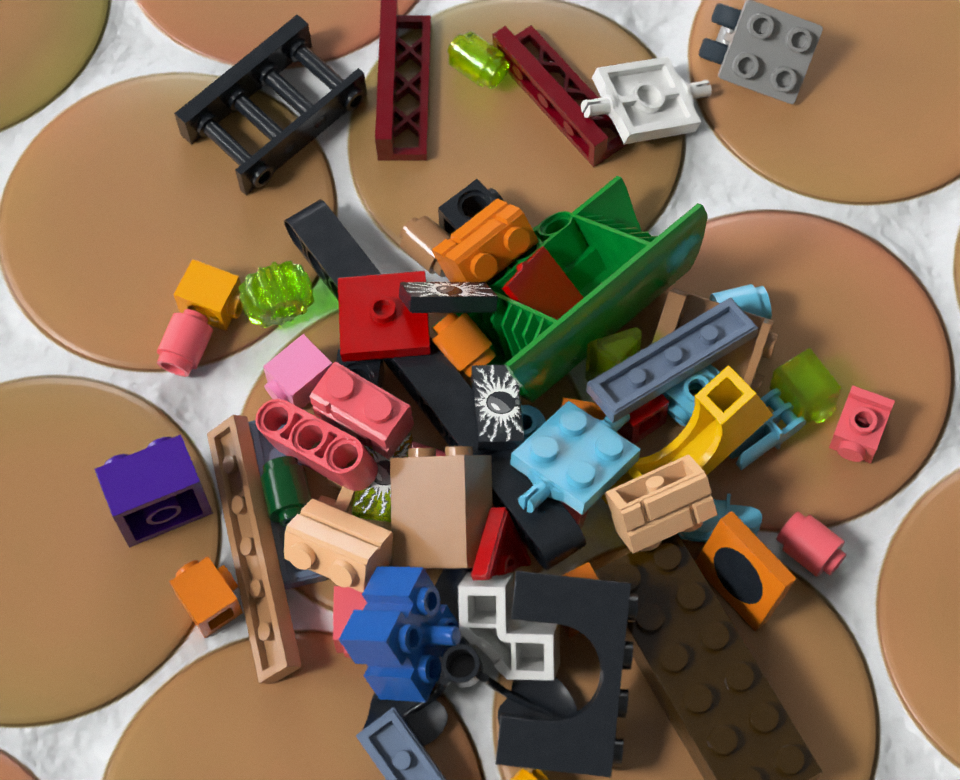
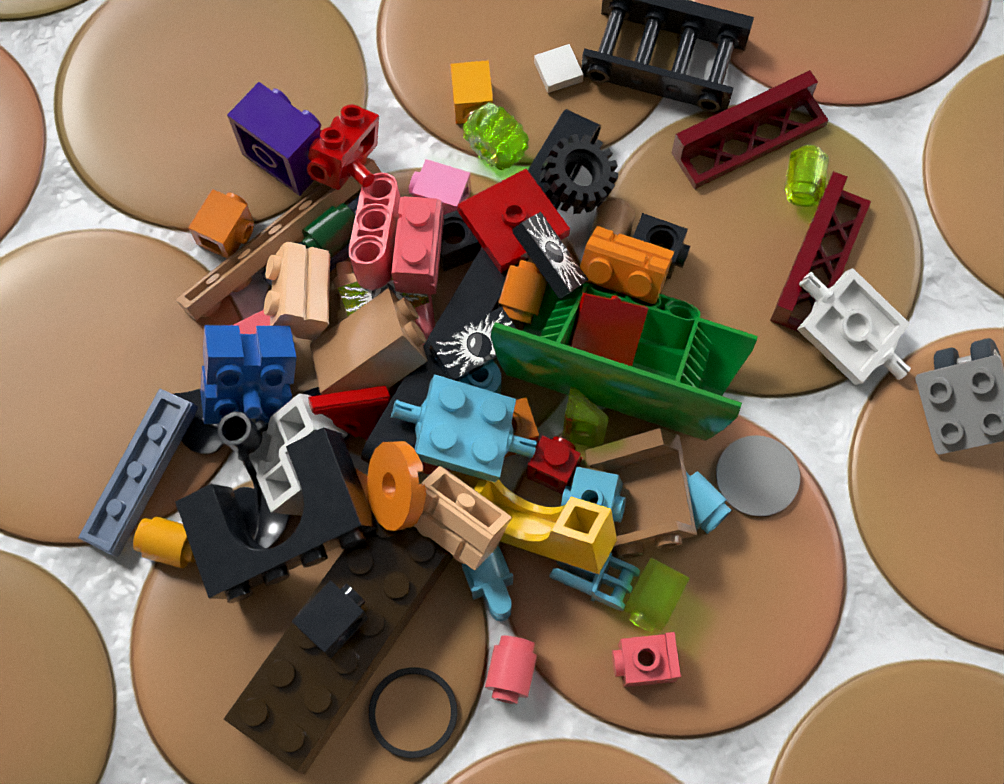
camera: 60 degrees right, 5 degrees up
(184, 342) = (422, 97): coral brick -> none
(215, 437) = (345, 148): none -> red brick
(229, 209) = (558, 68): none -> white tile
(376, 219) = (593, 160): none -> black tyre
(601, 558) = (395, 486): none -> orange tile
(671, 359) = (602, 464): sand blue tile -> none
(700, 660) = (331, 617): none -> black brick
(737, 252) = (758, 475): none -> light grey piece
(744, 571) = (448, 620): orange tile -> none
(830, 625) = (372, 710): none -> black piece

